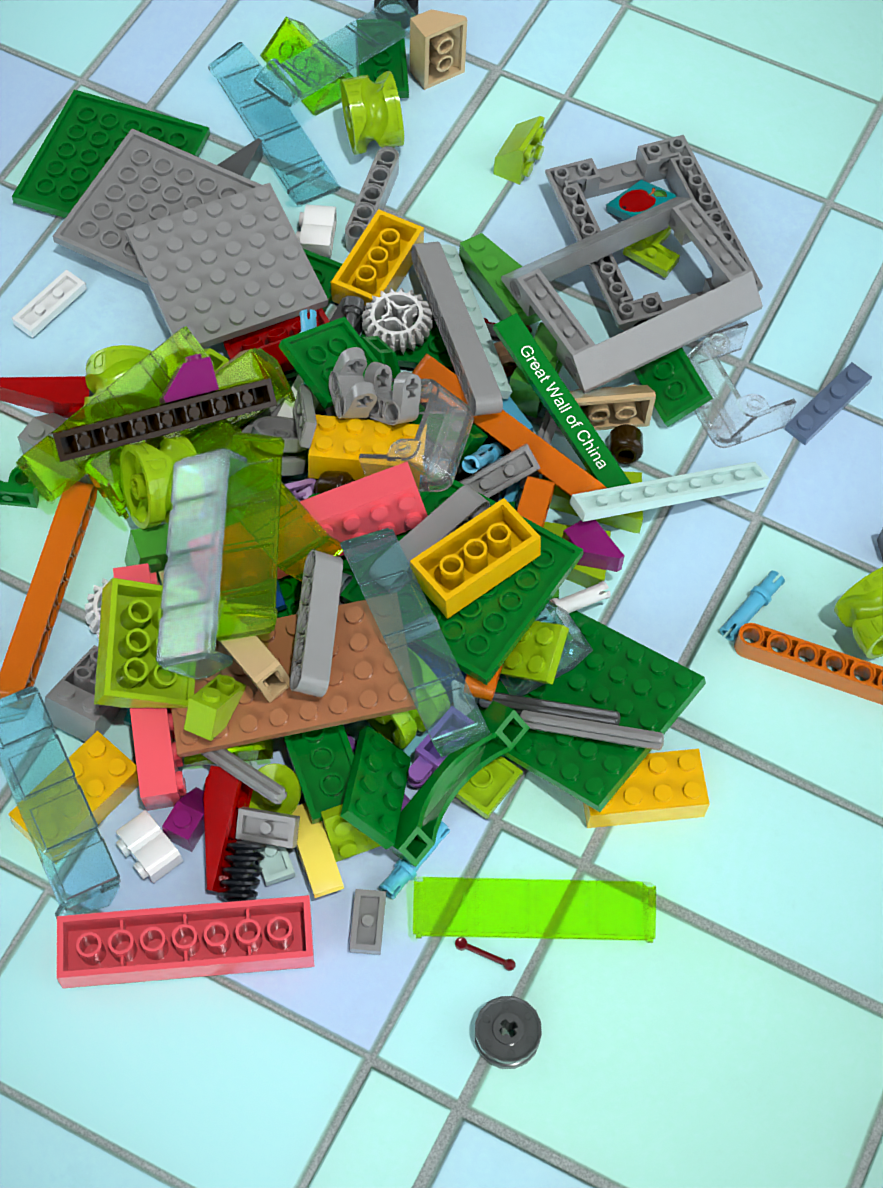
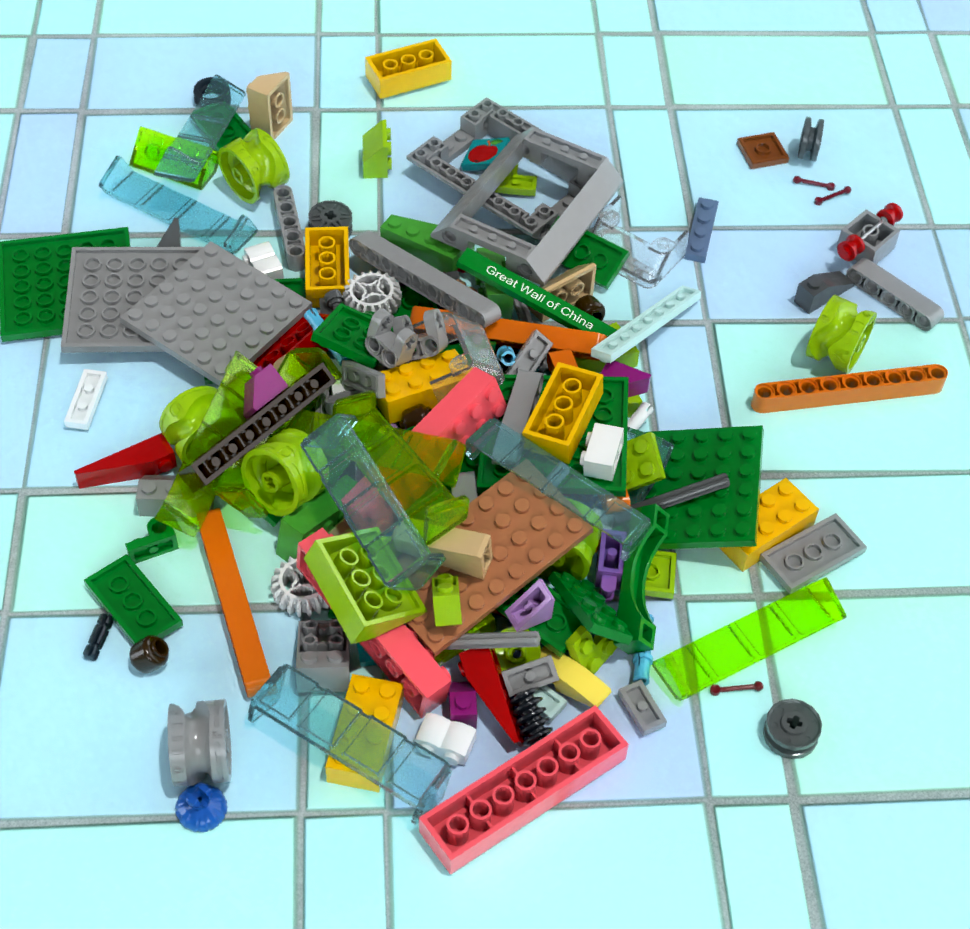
camera: 30 degrees left, 10 degrees down
(307, 757) = (532, 607): none -> lavender slope
(316, 624) = (487, 503): light grey beam -> none
(422, 207) = (331, 214): none -> dark grey wheel
(488, 623) = (602, 451): none -> white brick
(593, 730) = (718, 493): light grey axle -> none
(624, 61) = (408, 68): none -> yellow brick
(675, 849) = (812, 553): none -> light grey plate
(758, 597) = (748, 369): medium azure pin -> none

